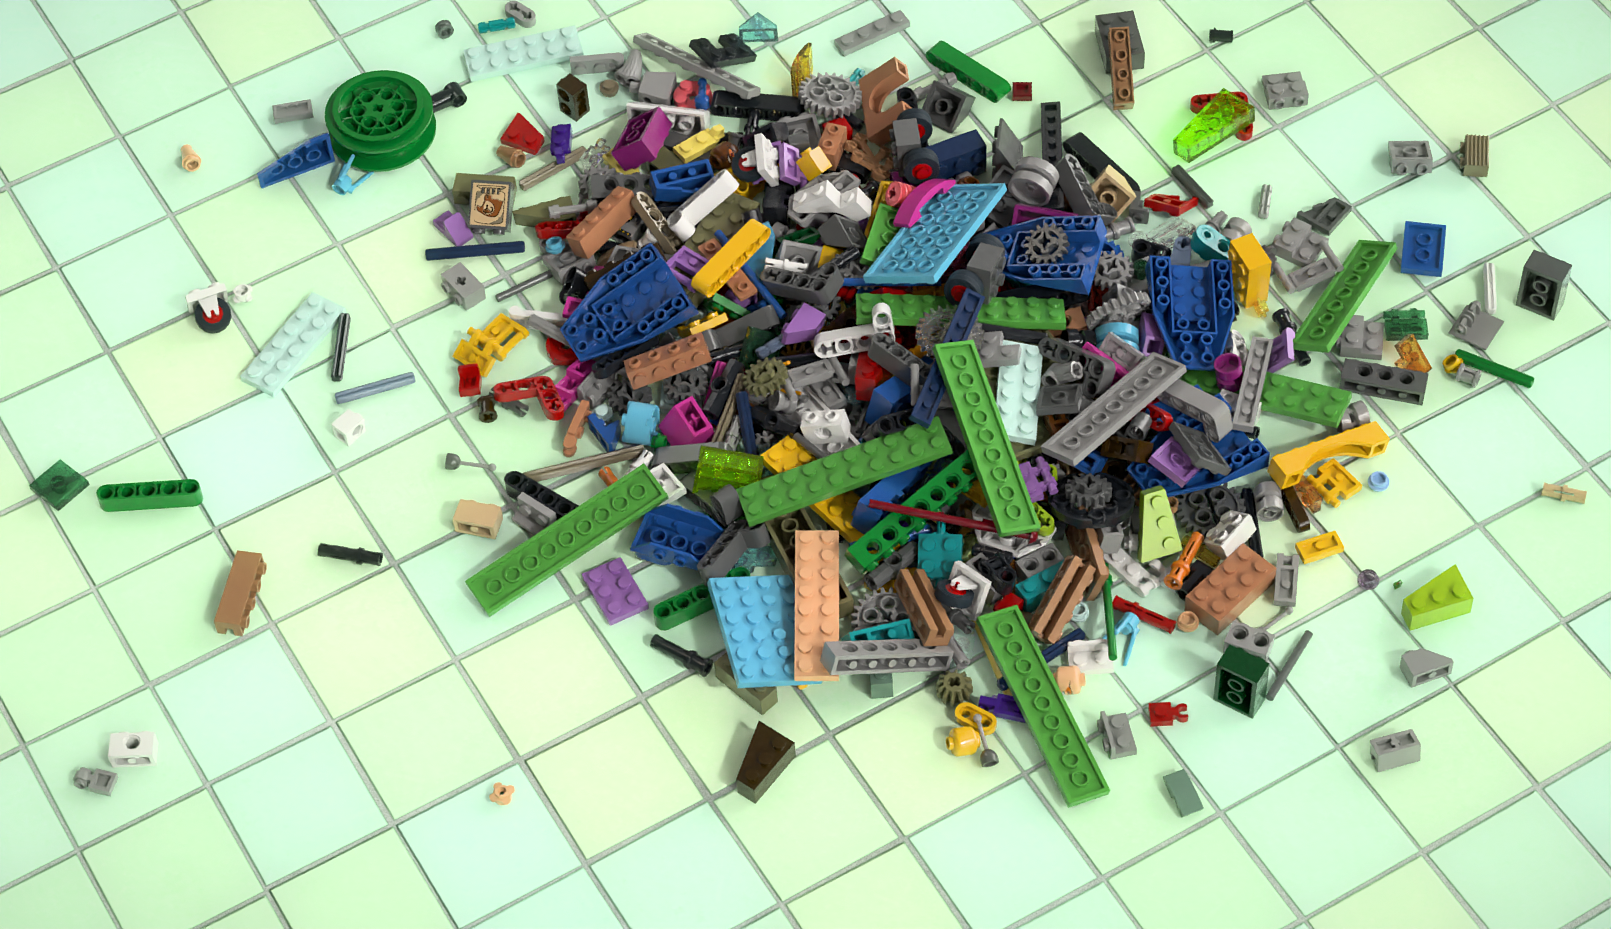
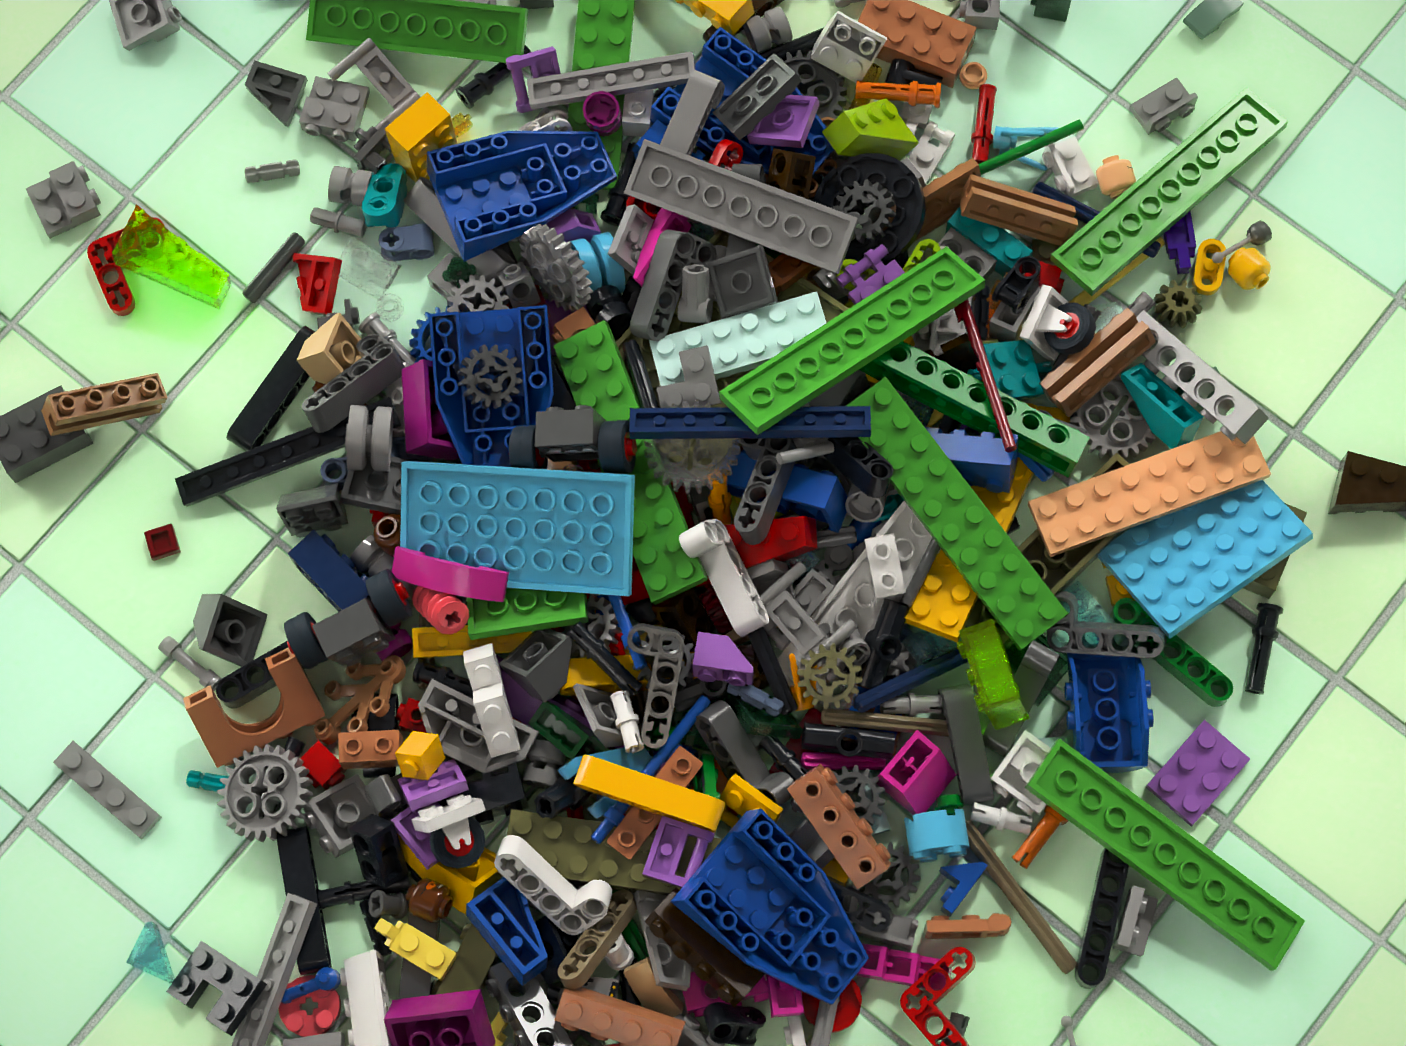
camera: 110 degrees left, 20 degrees up
(477, 518) = (1167, 997): tan brick -> none
(603, 411) = (925, 904): light aqua plate -> none
(801, 67) = (216, 852): clear yellow slope -> none
(968, 71) = (149, 625): green beam -> none
(1142, 248) = (414, 279): black piece -> none
(1163, 714) = (1111, 66): red plate -> none

